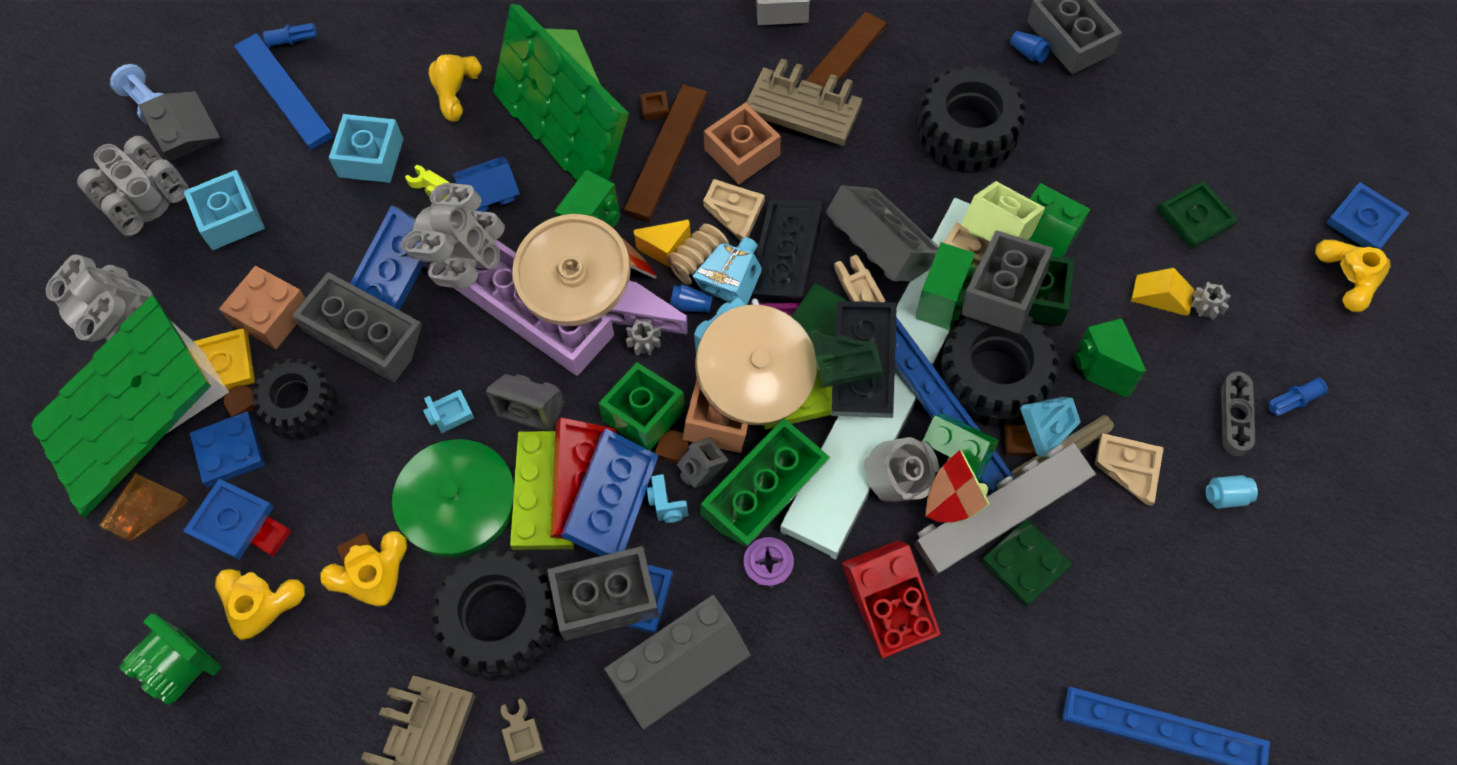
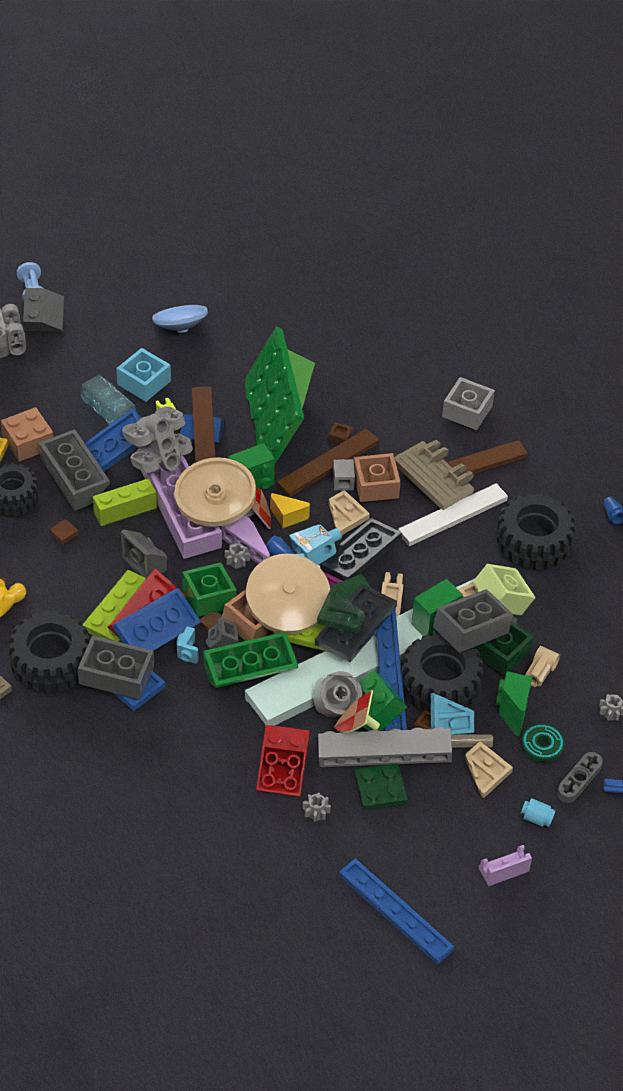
camera: 25 degrees right, 15 degrees down
(224, 210) = (38, 370): medium azure brick -> none
(284, 92) = (116, 321): blue tile -> none
(289, 34) = (142, 290): blue axle -> none
(342, 207) = (105, 399): none -> clear light blue brick
(363, 48) = (180, 317): none -> light blue dish
(399, 421) = (63, 532): none -> reddish brown tile
(447, 76) = (219, 356): yellow head -> none
(448, 411) = (94, 539): medium azure bracket -> none
(453, 498) = (67, 584): green dish -> none
(454, 338) = (124, 502): none -> lime brick
(493, 184) = (203, 423): none -> reddish brown tile
(522, 736) = (23, 721): dark tan plate -> none
(678, 662) = (135, 727): dark grey slope -> none
(695, 251) = (301, 523): tan piece -> none
(698, 158) = (343, 474): none -> light grey brick
(778, 551) = (221, 701): medium lavender gear -> none
(858, 143) = (453, 515): none -> white tile
(882, 232) = (425, 561): dark grey slope -> none
(985, 642) = (316, 807): none -> light grey gear
(1060, 220) = (544, 616): green slope -> none
(1095, 284) = (543, 662): none -> tan piece
(1163, 290) = (588, 689): yellow slope -> none
(1177, 381) = (545, 733): none -> dark green tile
(1246, 587) = (505, 867): none -> lavender hinge

